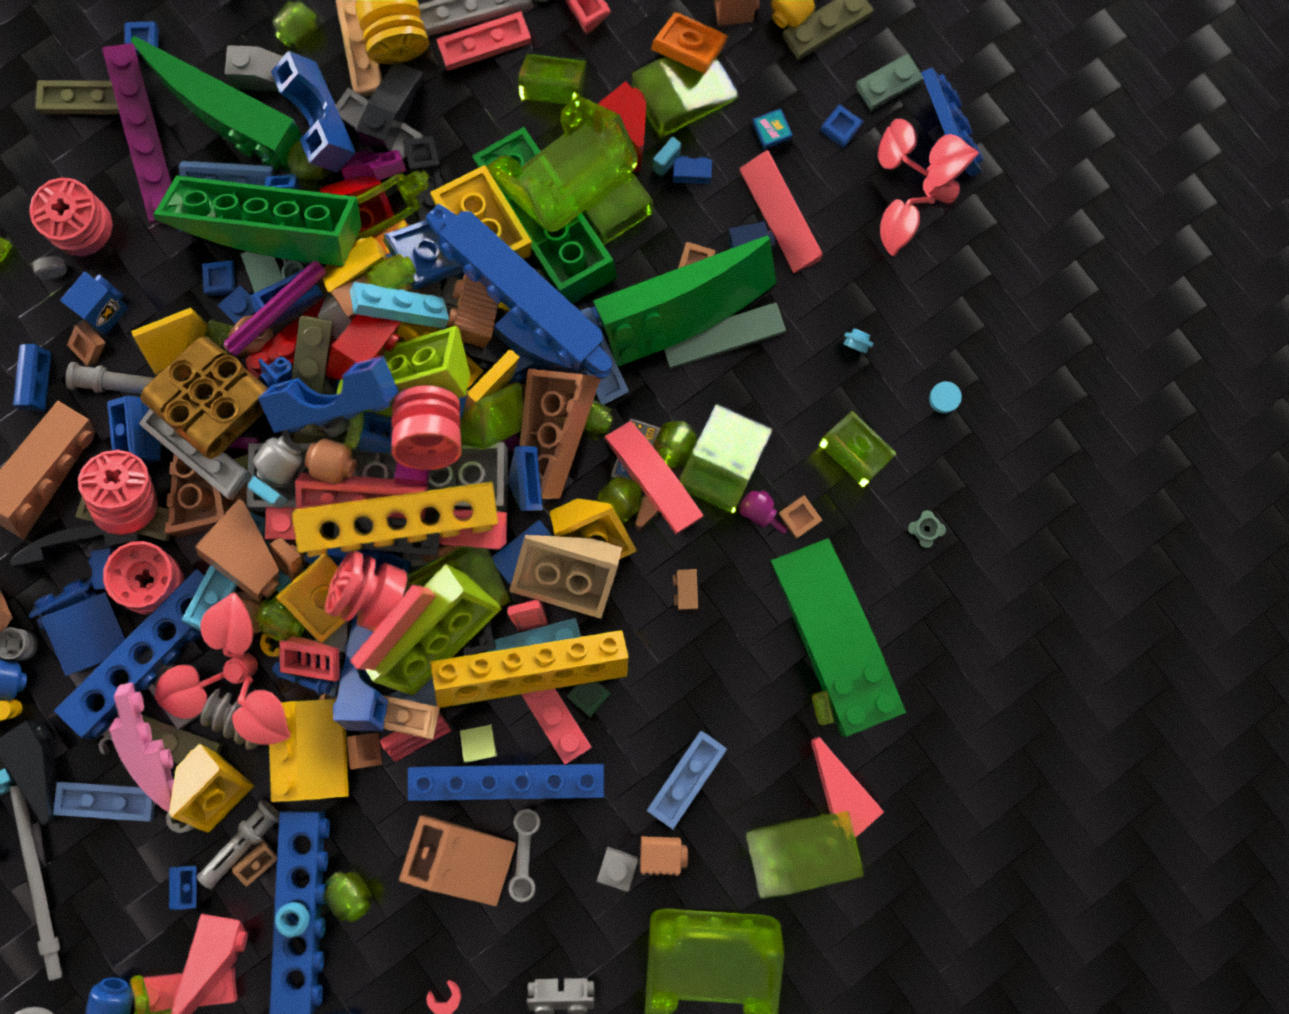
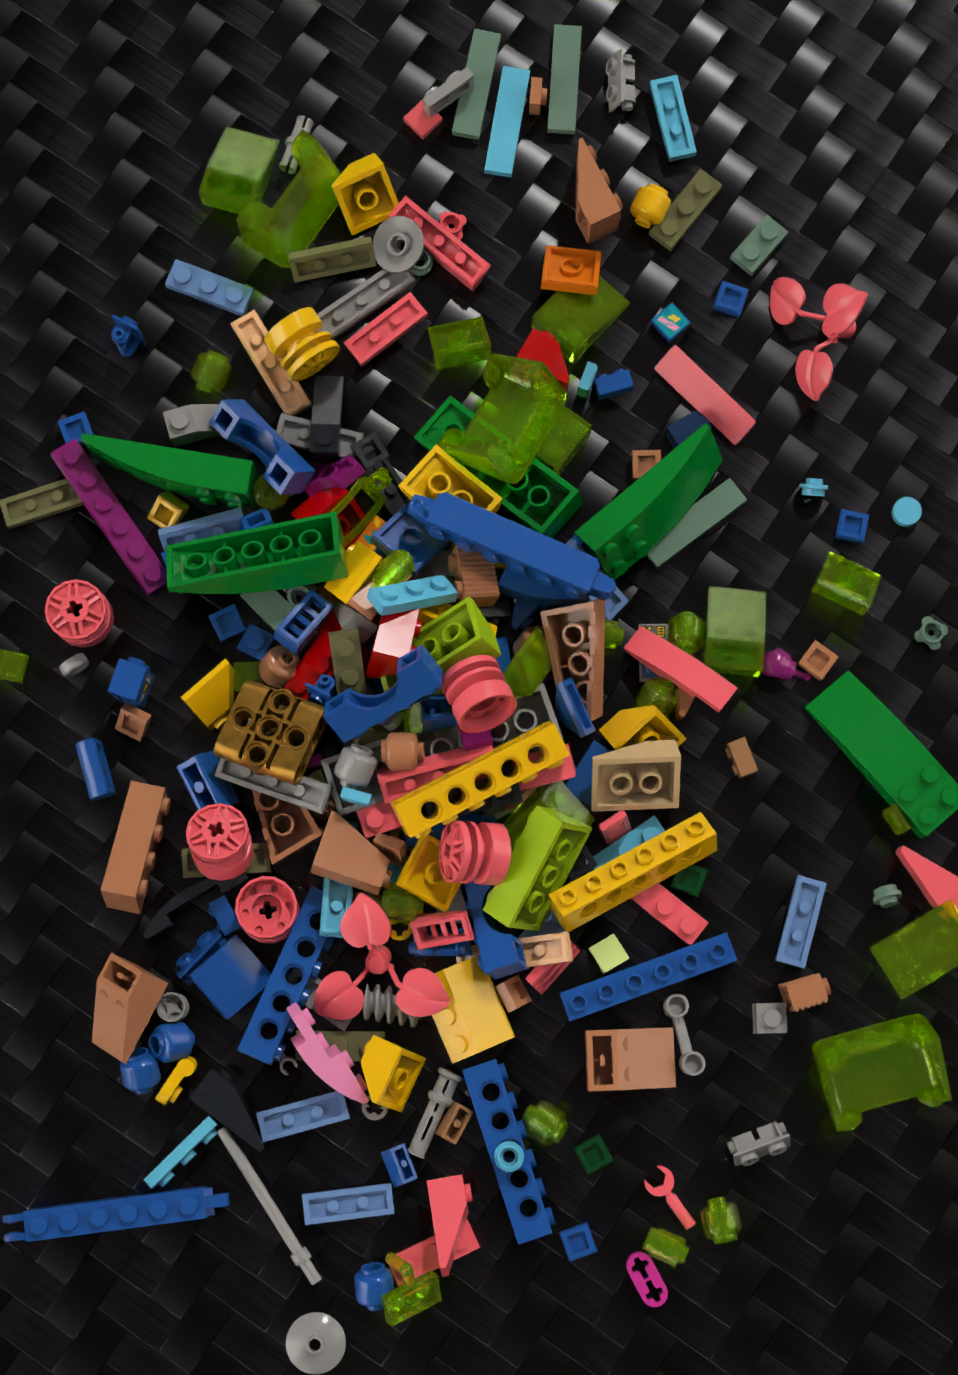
camera: 15 degrees left, 0 degrees up
(101, 379) = (158, 749): light grey pin -> none
(116, 908) = (348, 1203): none -> medium blue plate
(202, 146) = (167, 510): none -> yellow slope
(274, 308) = (302, 634): magenta axle -> none
(387, 945) = (593, 1154): none -> dark green tile
(393, 628) = (512, 874): coral tile -> none
(493, 380) = (515, 635): yellow tile -> none
(785, 783) = (887, 896): none -> sand green plate
(884, 393) = (852, 526): none -> blue tile
(952, 120) = (830, 265): blue plate -> none

